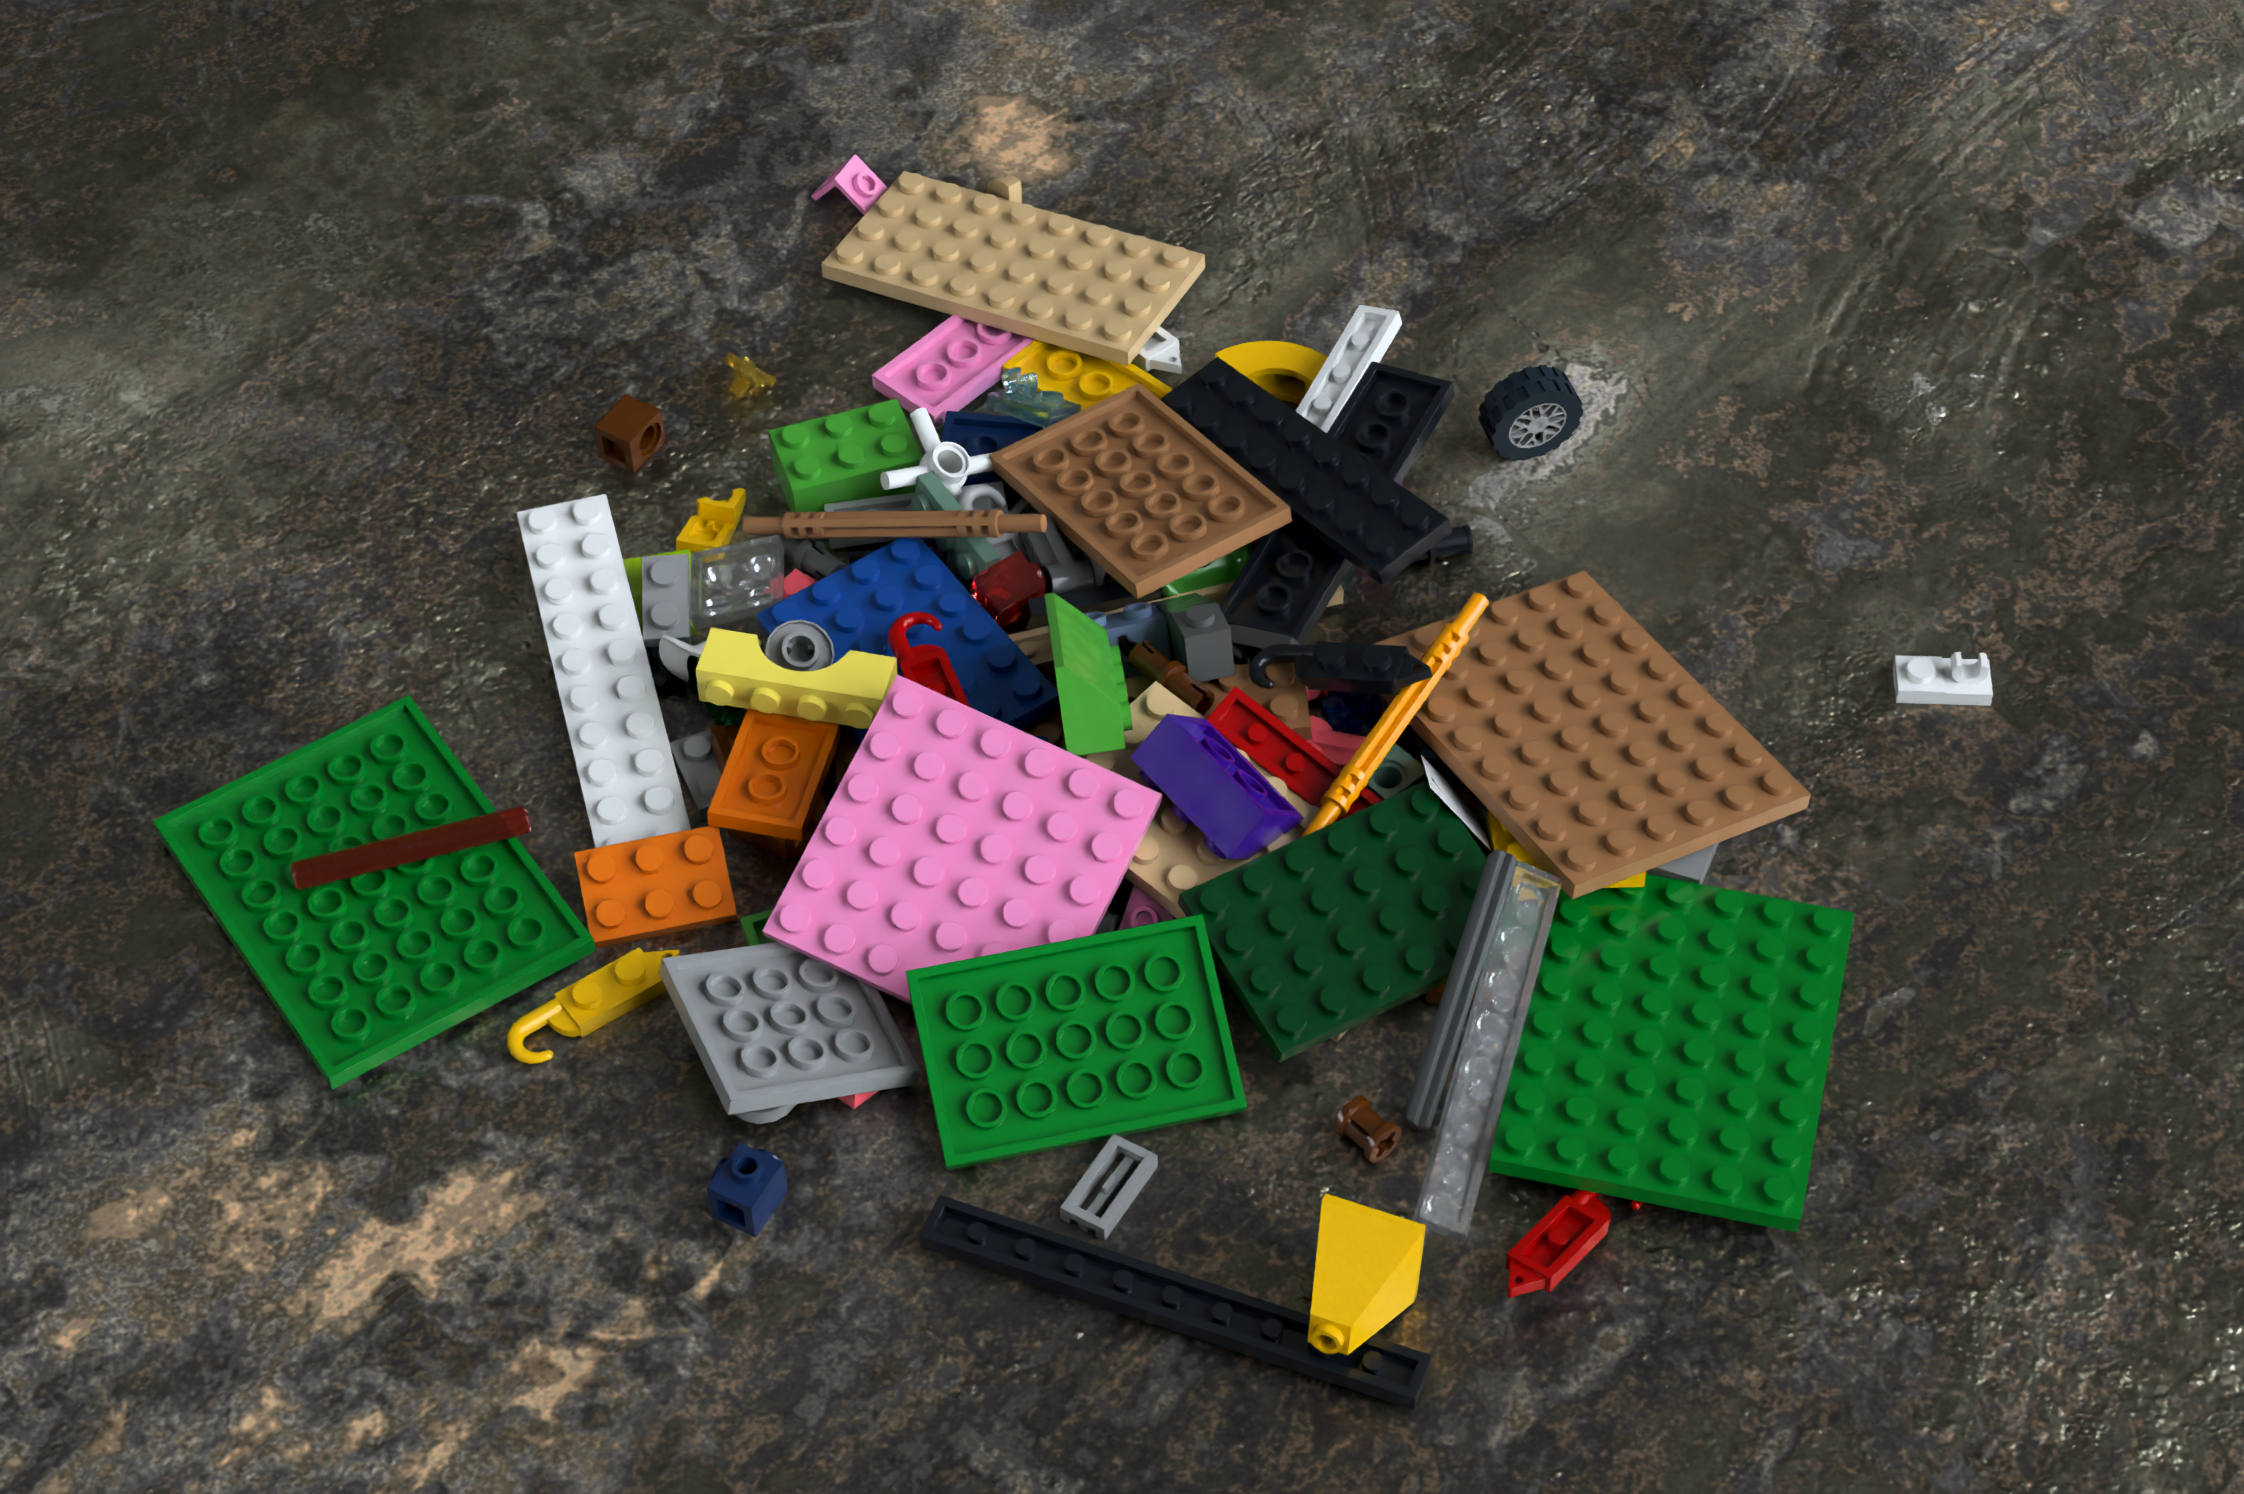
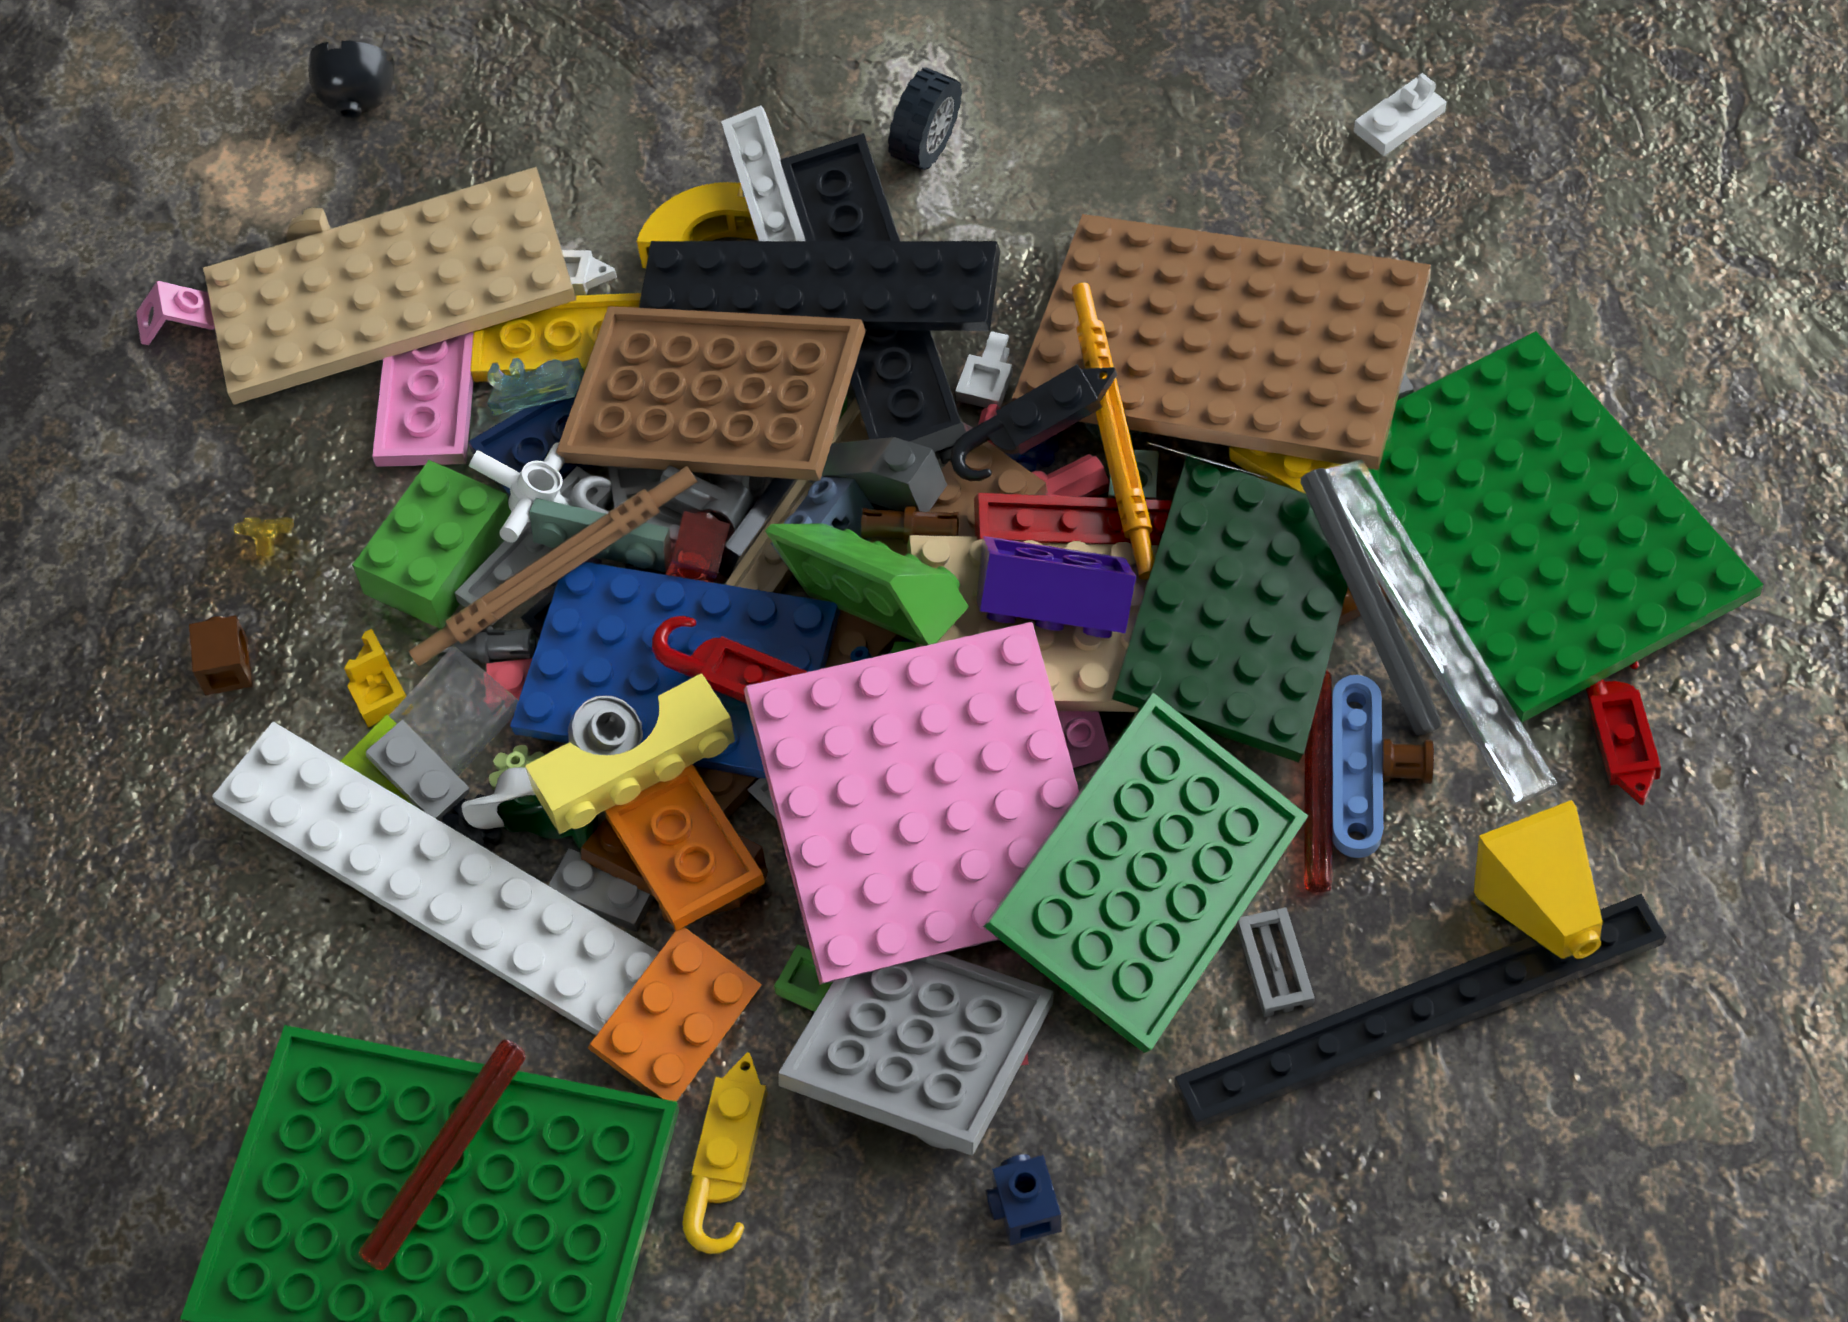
camera: 40 degrees left, 10 degrees up
(1144, 105) = (350, 77): none -> black cylinder
(1286, 1095) = (1318, 795): none -> clear red axle
(1310, 1113) = (1357, 766): none -> medium blue plate
(1372, 627) = (986, 377): none -> white plate

